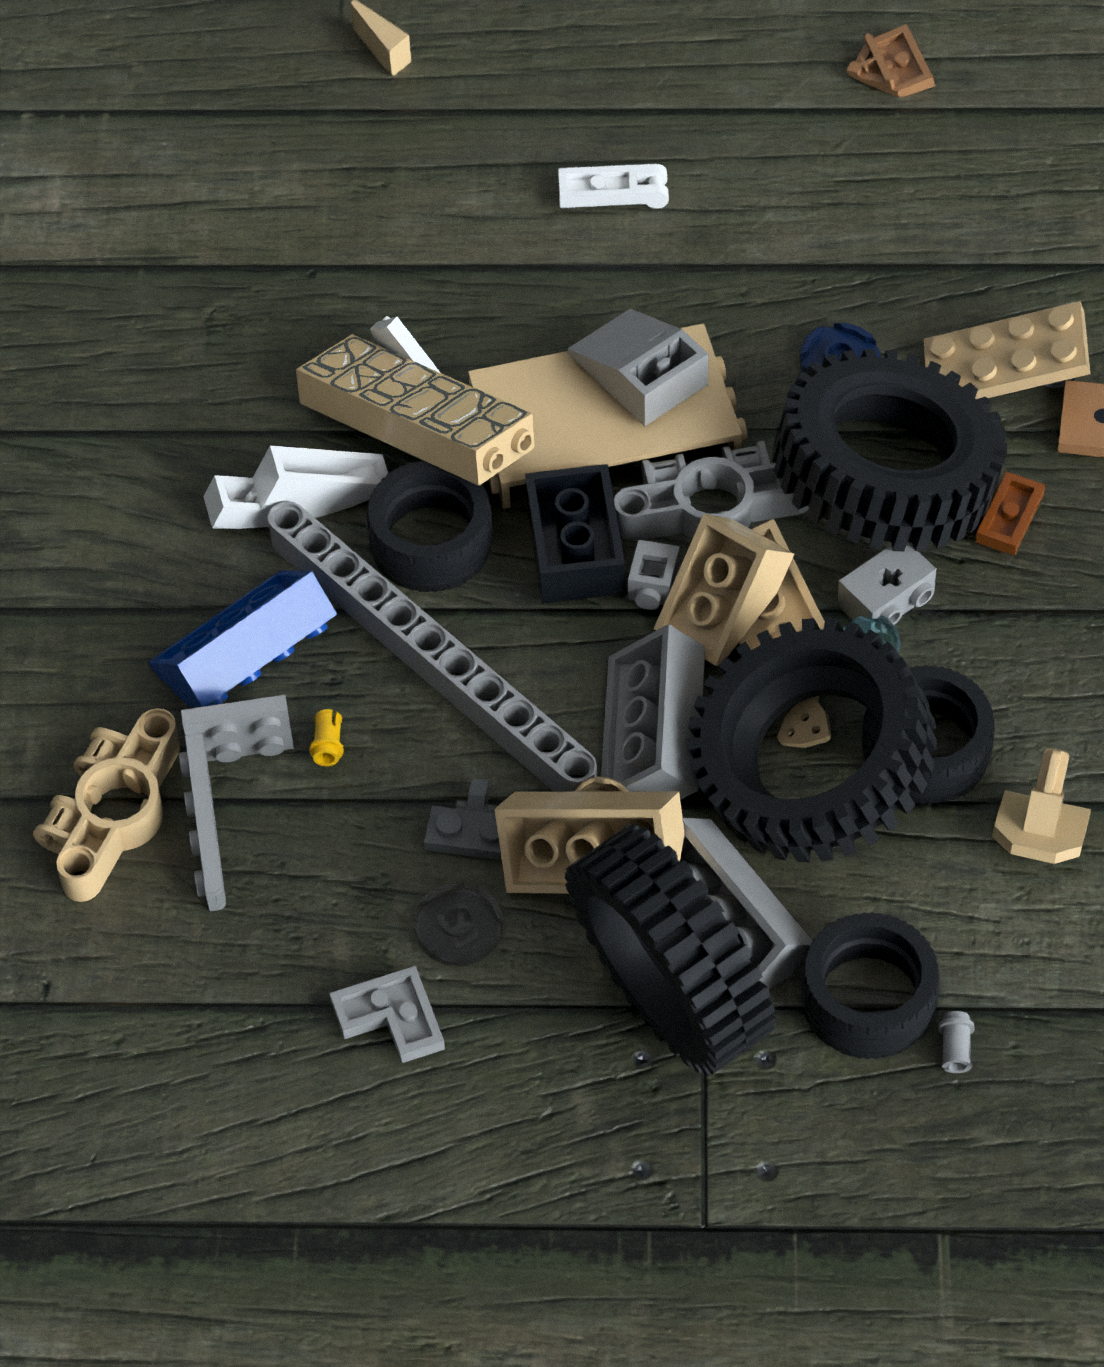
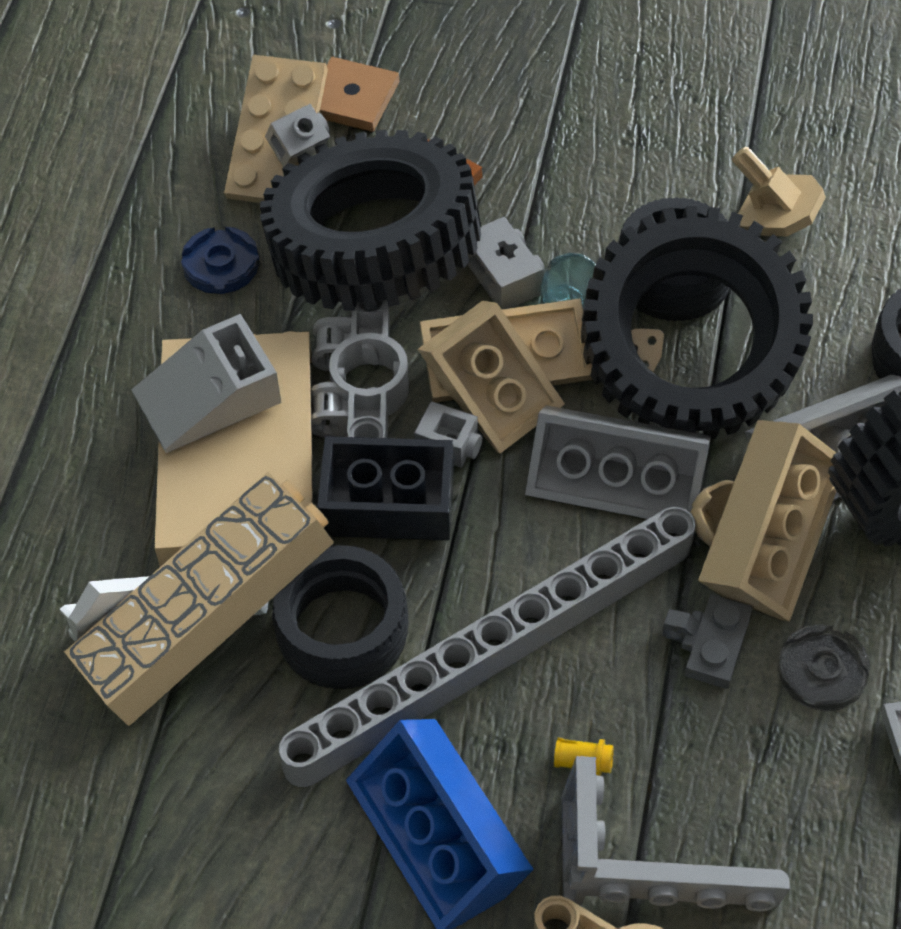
camera: 80 degrees left, 0 degrees up
(309, 477) = (253, 744): white slope -> none
(980, 364) = (297, 134): none -> light grey brick

